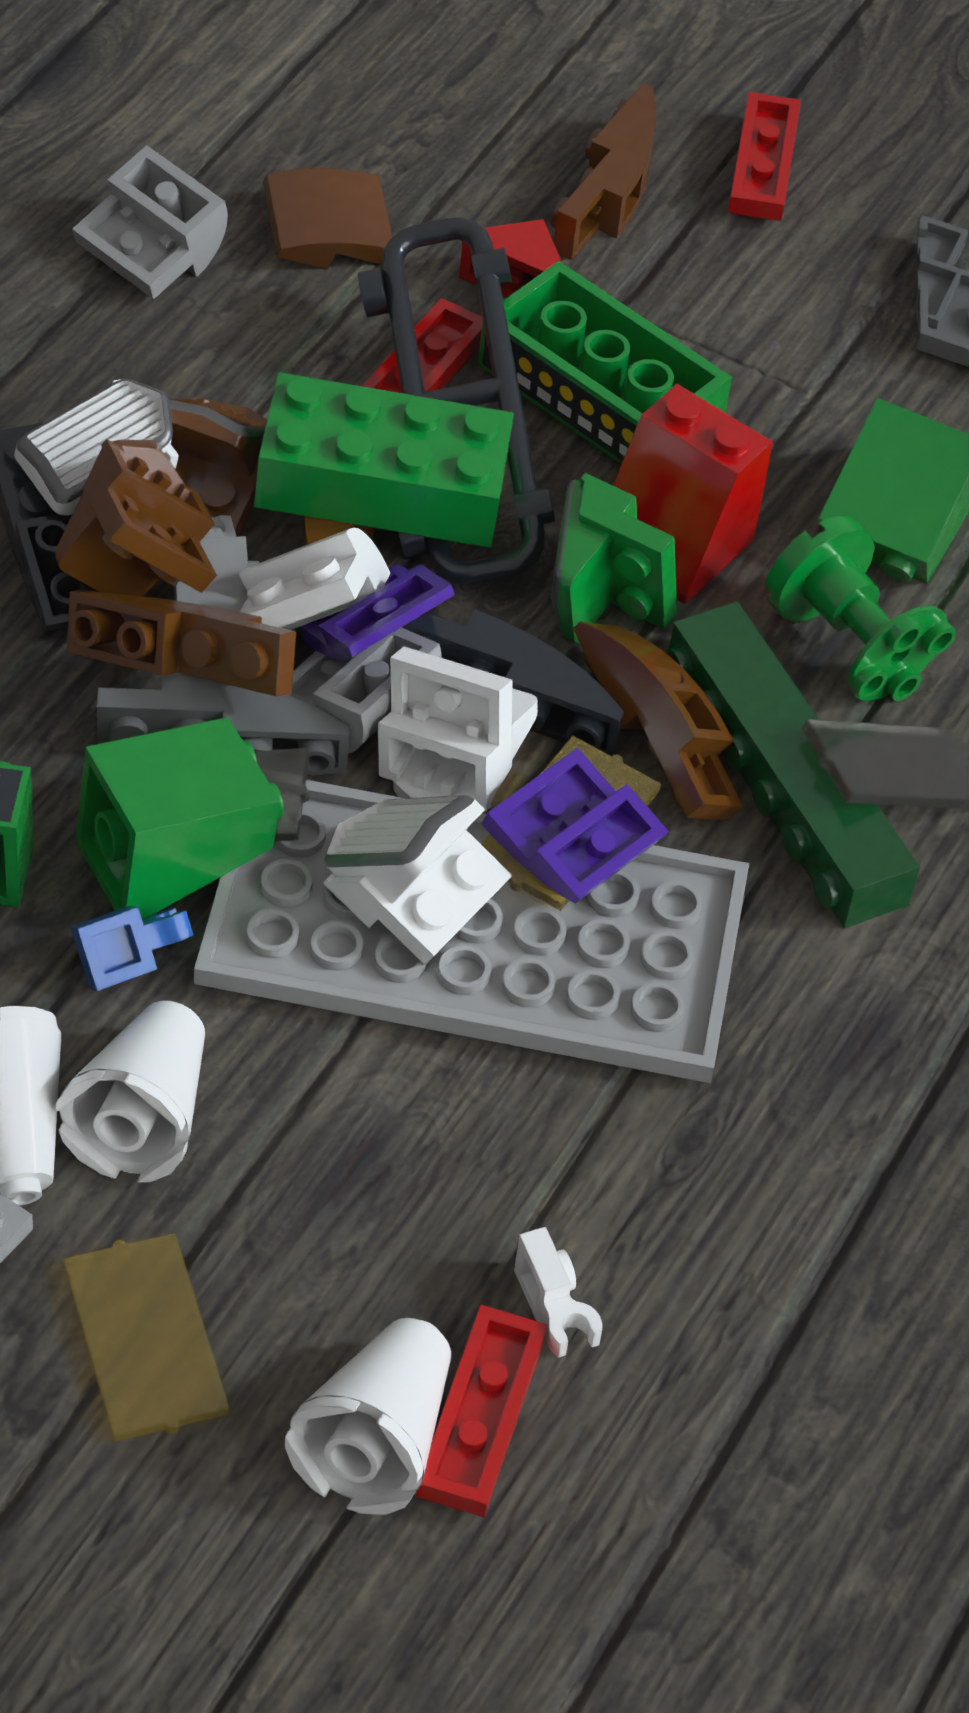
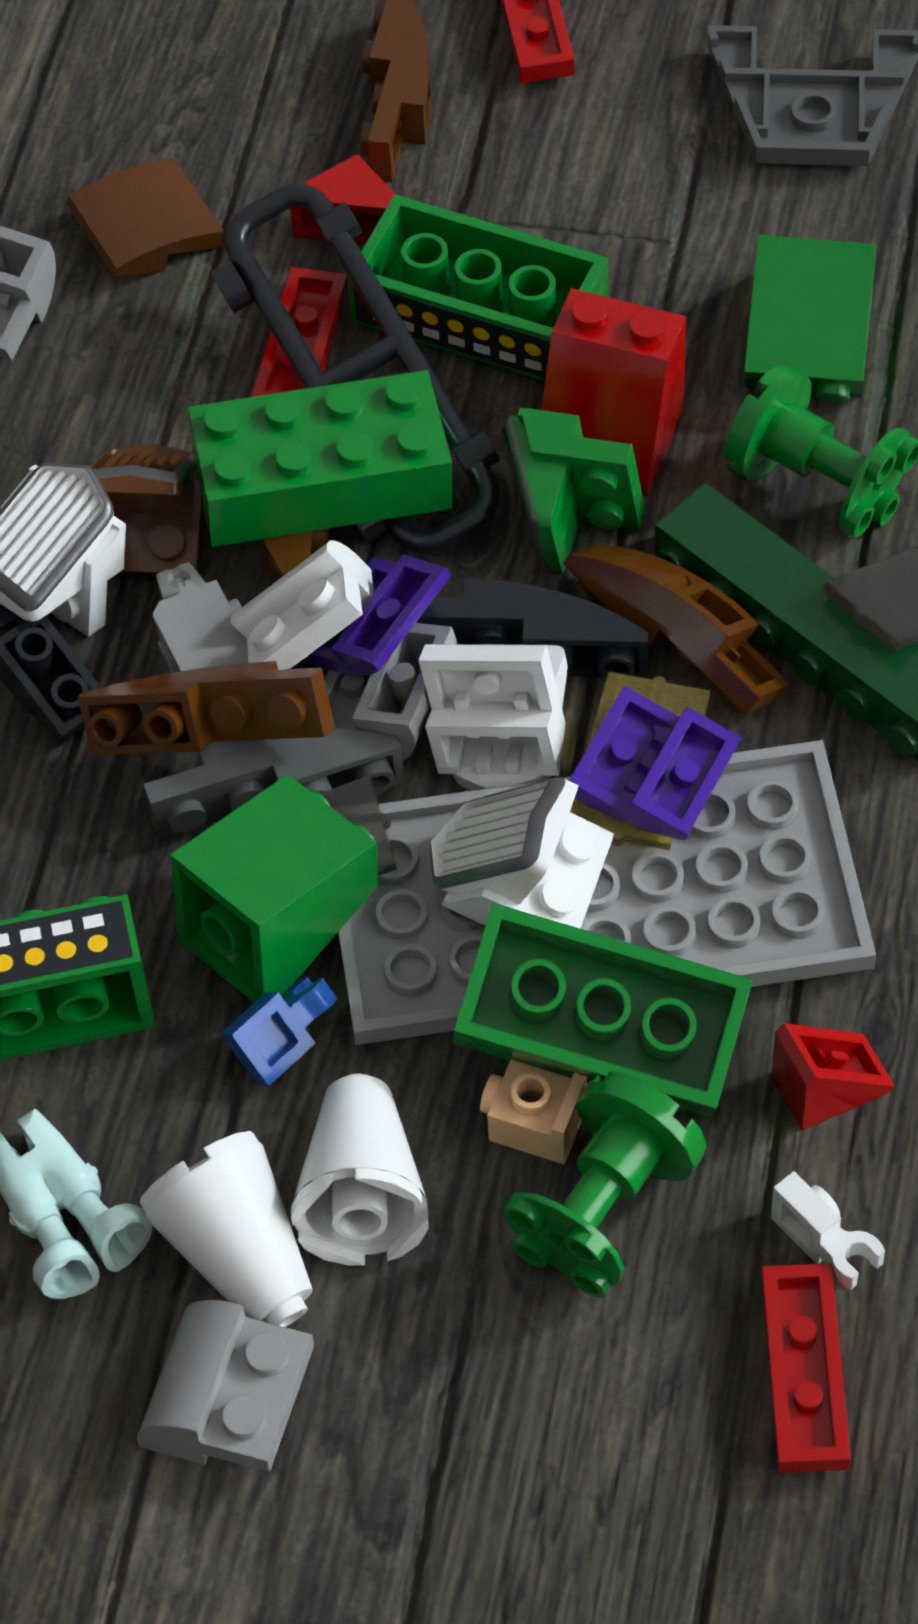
camera: 10 degrees left, 5 degrees up
(136, 524) = (115, 608): reddish brown piece -> none
(145, 1337) = (461, 1410): clear yellow piece -> none
(332, 1095) = (545, 1123): none -> light nougat brick
(374, 1420) = (717, 1415): white cone -> none
(399, 1151) = (629, 1142): none -> green piece
(426, 1023) = (601, 1007): none -> green brick
(621, 1155) = (825, 1072): none -> red slope

